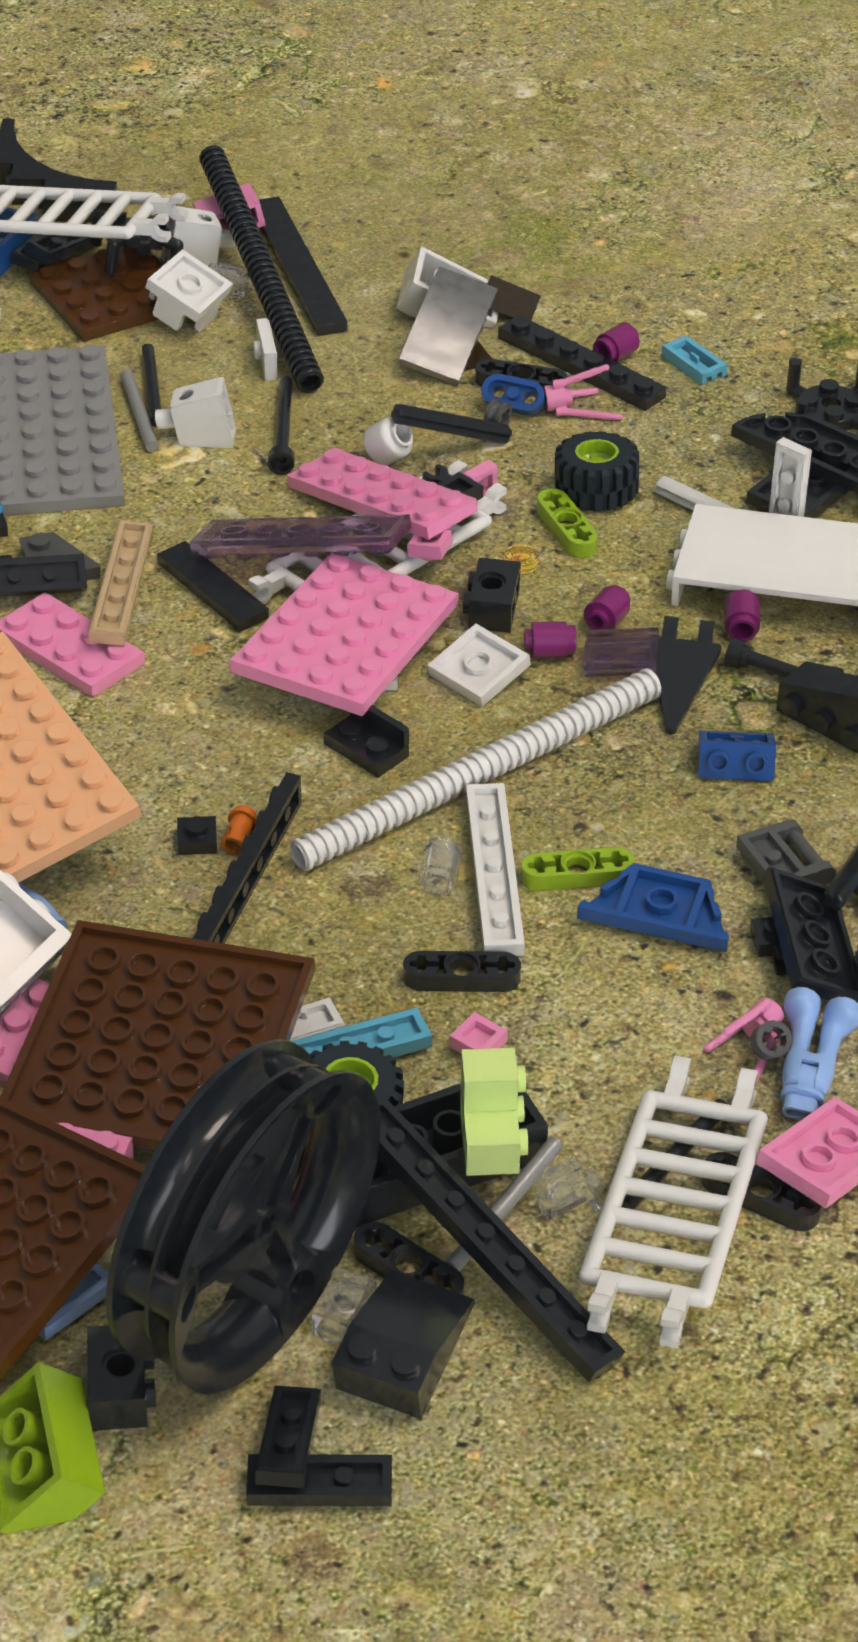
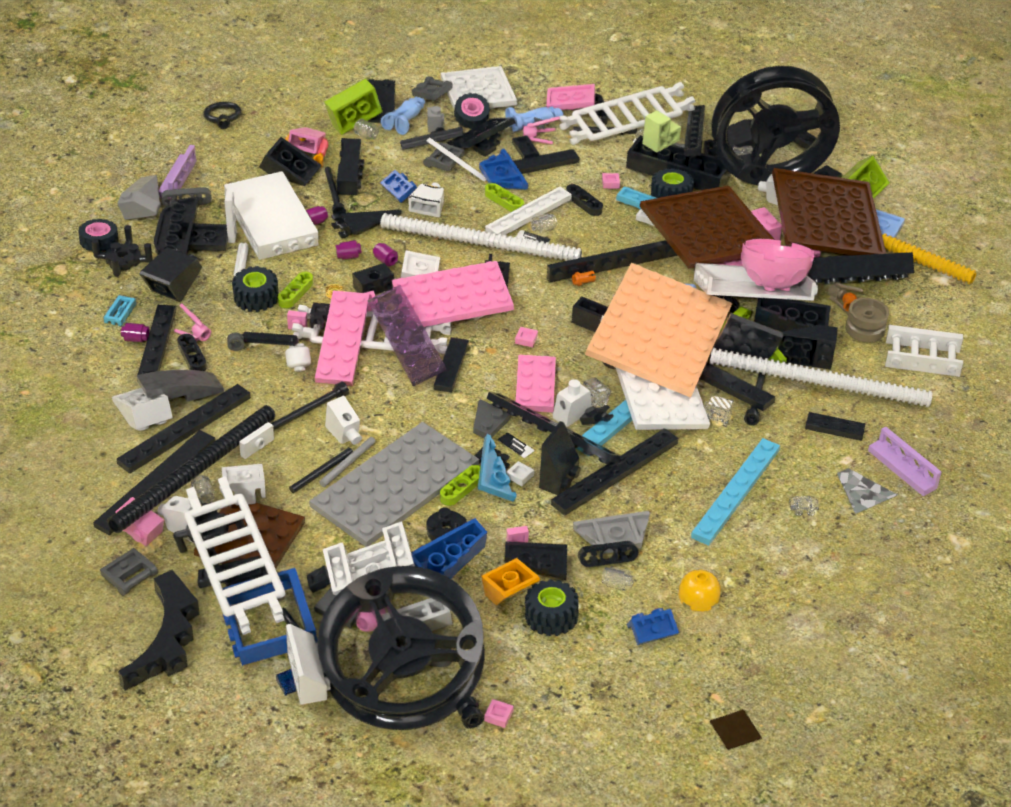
camera: 130 degrees left, 0 degrees up
(120, 583) = (484, 383): tan tile -> none
(138, 764) = (588, 313): none -> black slope
(171, 181) = (126, 566): none -> dark grey plate
(172, 682) = (526, 337): none -> bright pink plate
(197, 835) = (596, 289): black plate -> none
(288, 1437) = (799, 143): black tile -> none
(372, 321) = (183, 428): none -> black plate
(411, 853) = (529, 236): none -> sticker
(513, 299) = (121, 388): dark brown sticker -> none
(516, 393) = (214, 344): blue plate -> none
(621, 651) = (373, 232): plate -> none
(641, 995) = (547, 161): none -> black tile
(657, 762) = (427, 200): none -> white torso
(702, 390) = (171, 273): none -> black slope
(711, 983) = (525, 147): none -> black plate
(764, 850) = (455, 158): none -> white sticker

